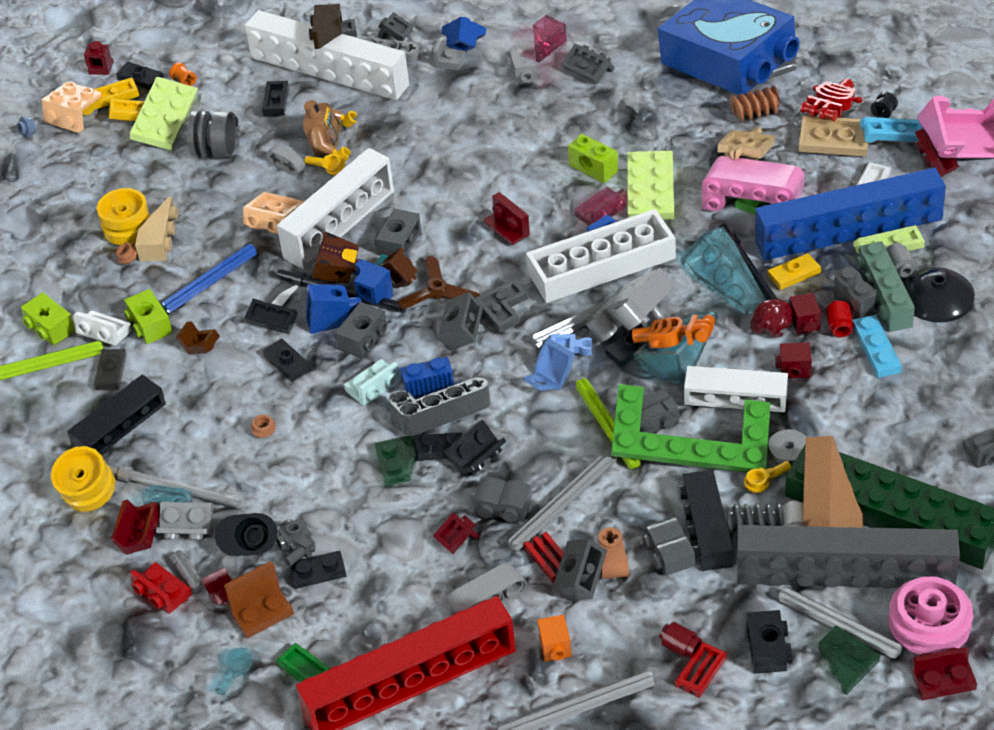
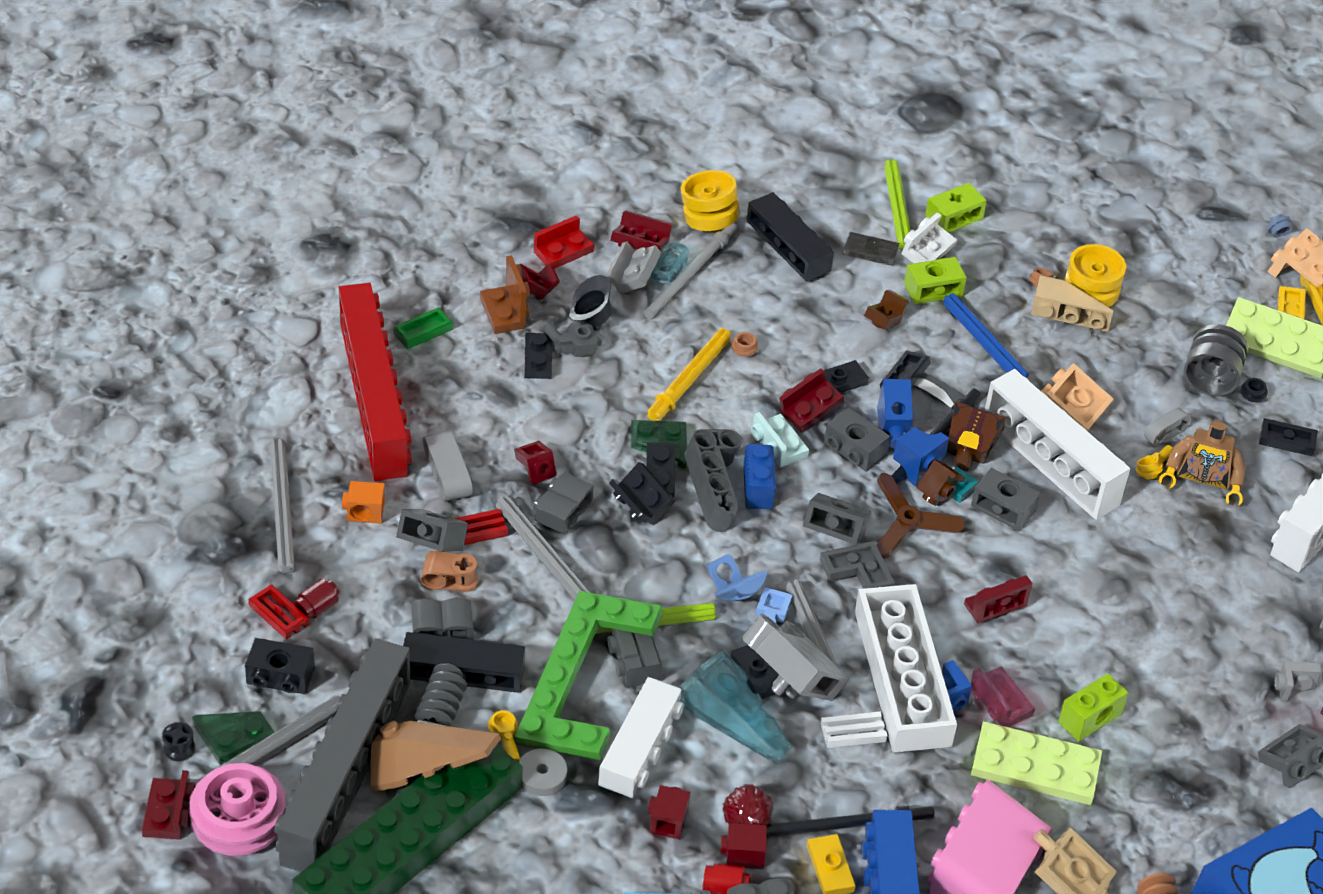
camera: 95 degrees right, 0 degrees up
(187, 571) = (577, 265): light grey axle -> none
(238, 663) = (449, 284): clear light blue plate -> none
(313, 454) = (666, 401): none -> yellow axle
(326, 366) = (810, 401): none -> dark red bracket
(670, 331) = (738, 690): orange torso -> none
(681, 292) = (852, 725): none -> white tile
(721, 266) = (849, 791): clear light blue wedge -> none
(881, 684) = (173, 735): none -> black wheel

